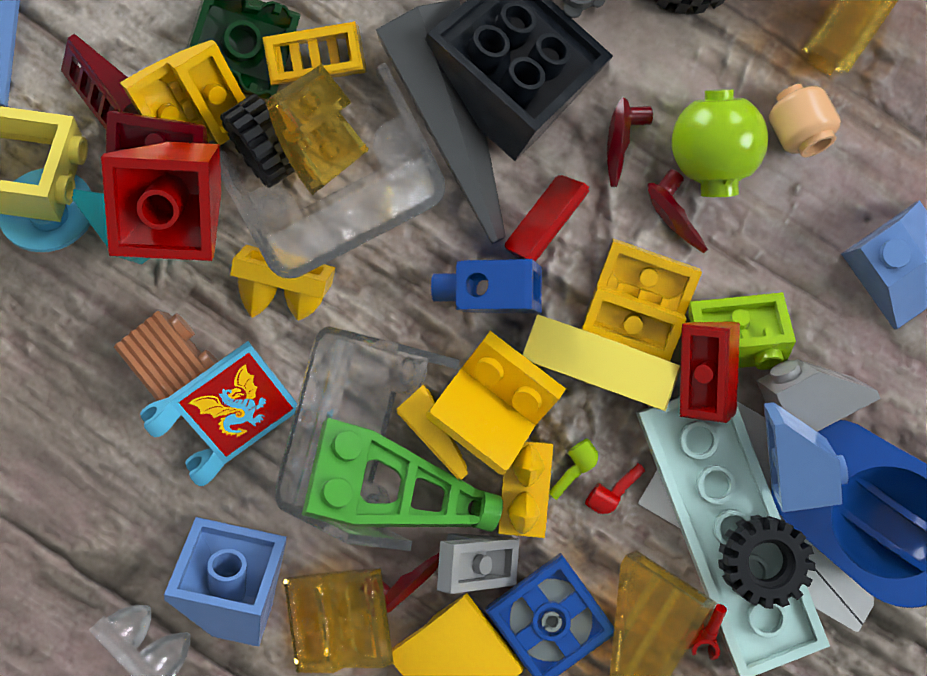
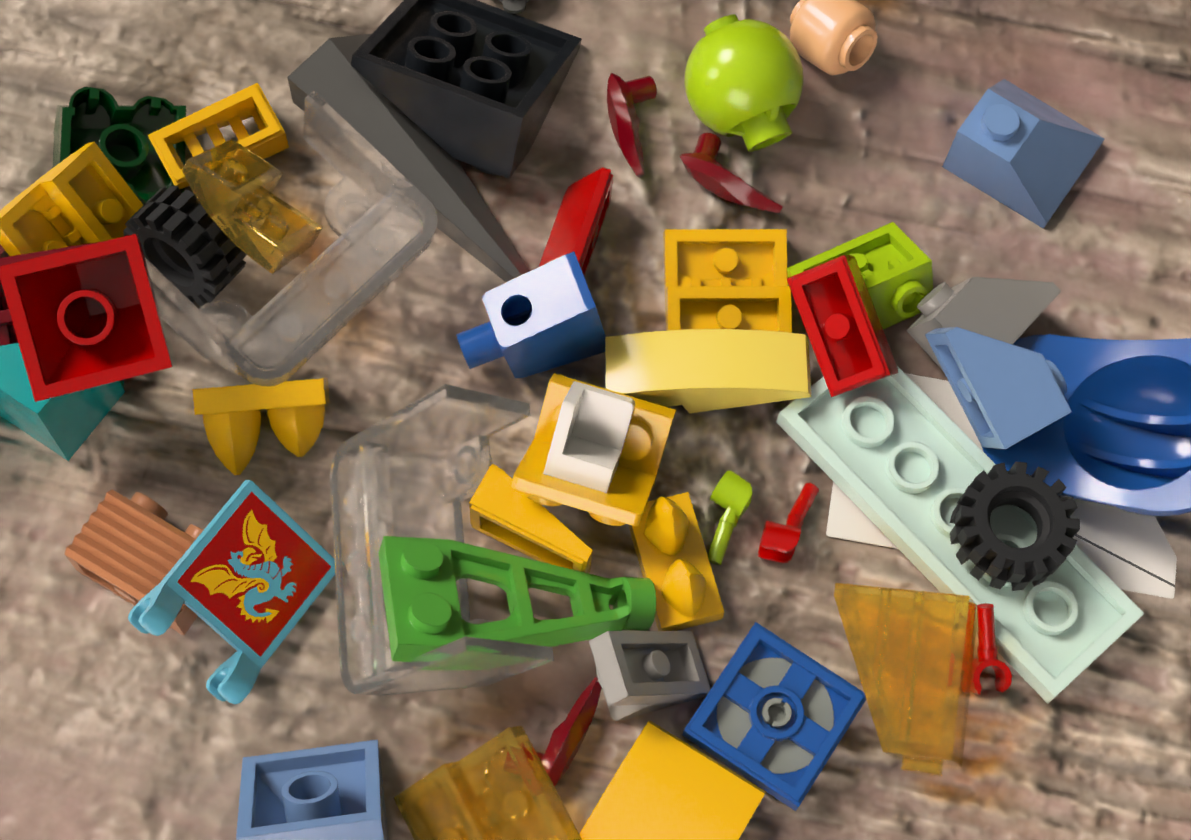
camera: 25 degrees left, 20 degrees down
(494, 396) = (589, 436): none -> white panel

